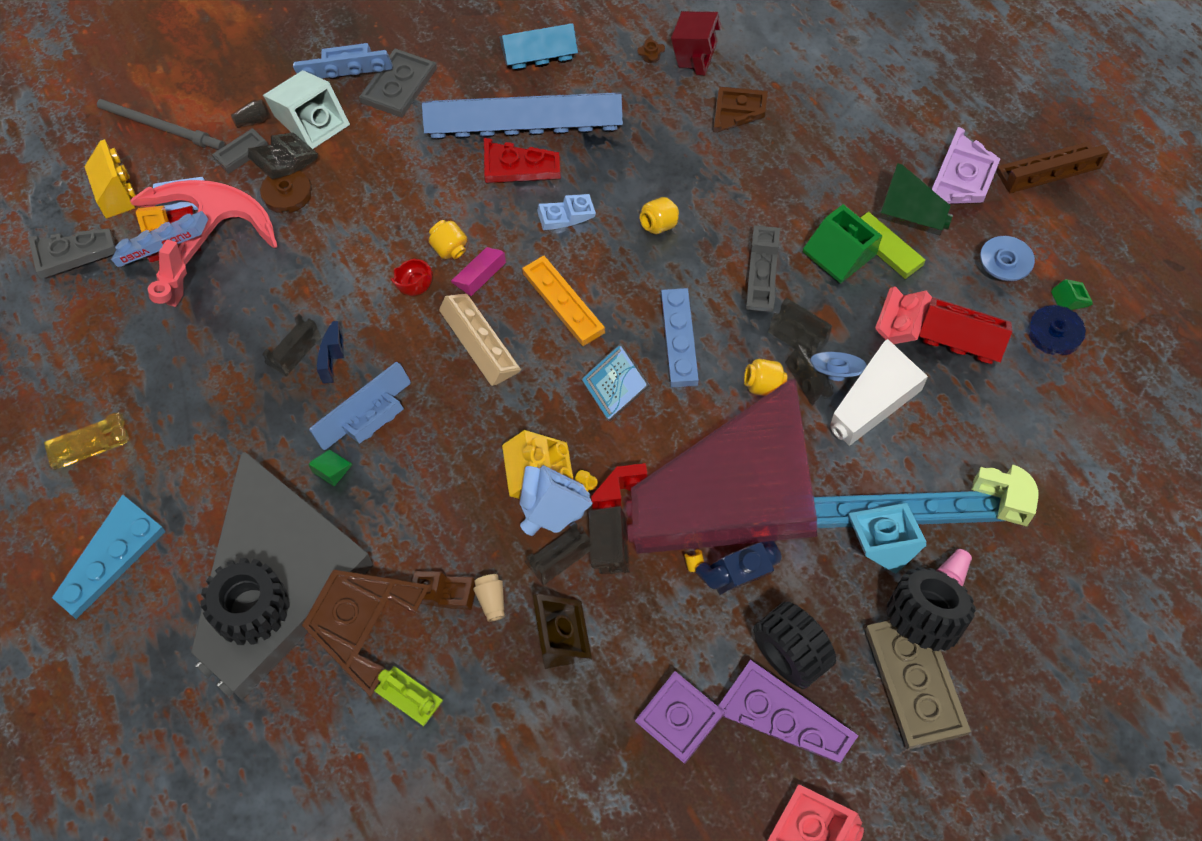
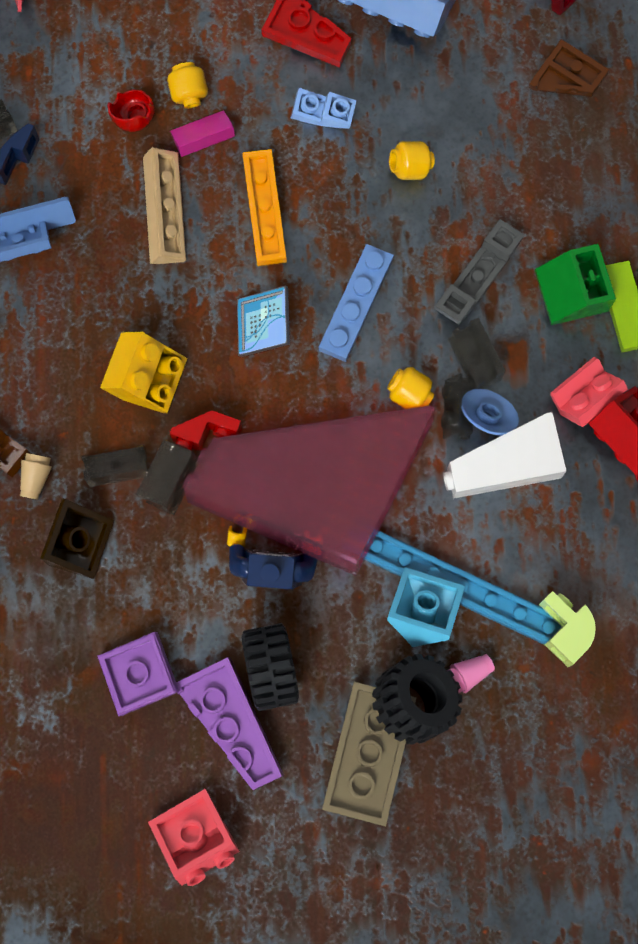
camera: 25 degrees right, 15 degrees up
(550, 497) = (133, 411): light blue torso -> none

